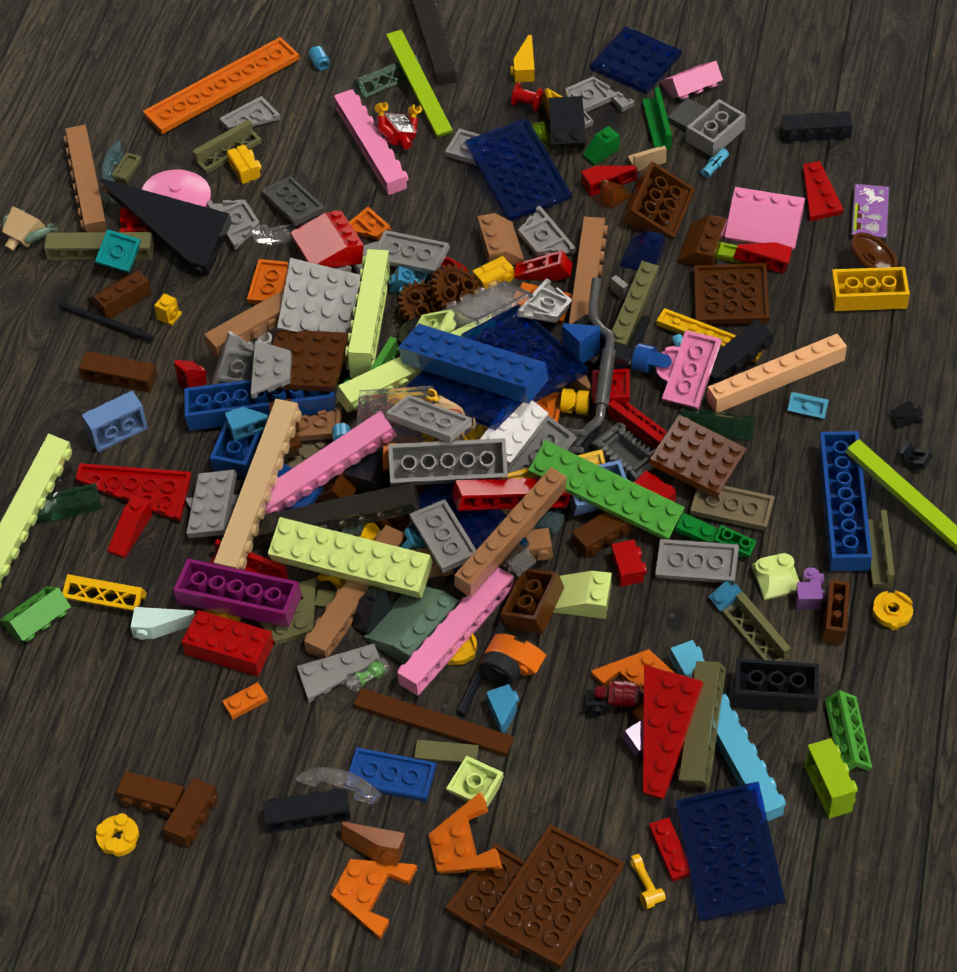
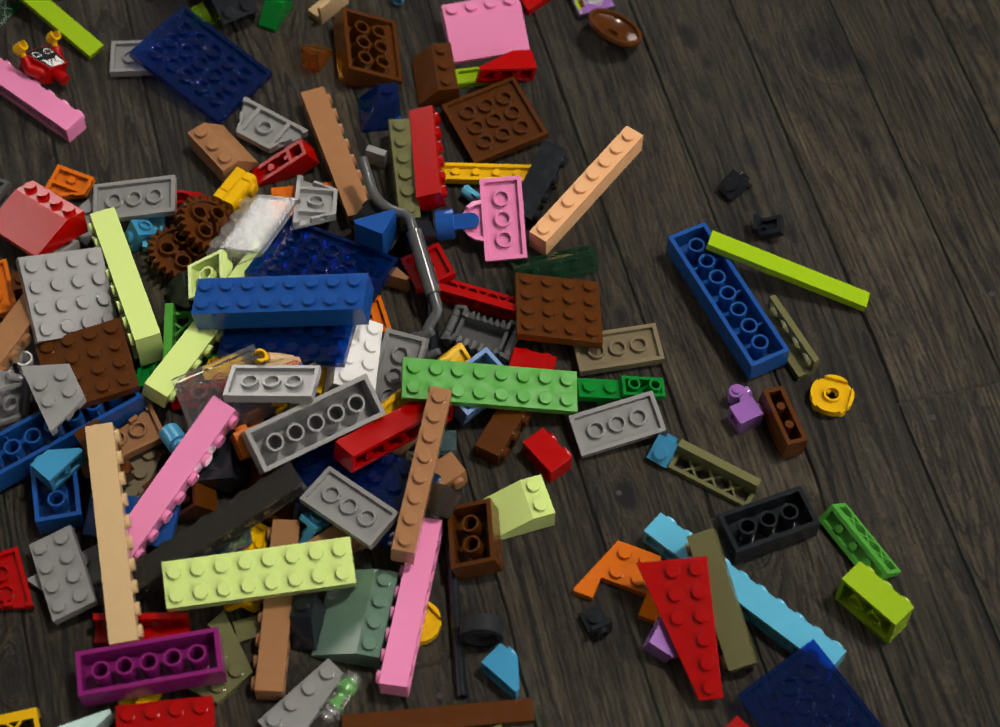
camera: 30 degrees left, 5 degrees up
(525, 655) = (499, 602): orange brick -> none
(574, 401) = (399, 299): yellow wheel -> none
(592, 177) = (287, 46): red slope -> none
(620, 693) = (620, 601): dark red piece -> none
(657, 301) = (428, 158): none -> red brick
(776, 576) = (700, 407): yellowish green slope -> none
(808, 405) = (634, 212): medium azure plate -> none
(869, 289) = (630, 66): yellow brick -> none

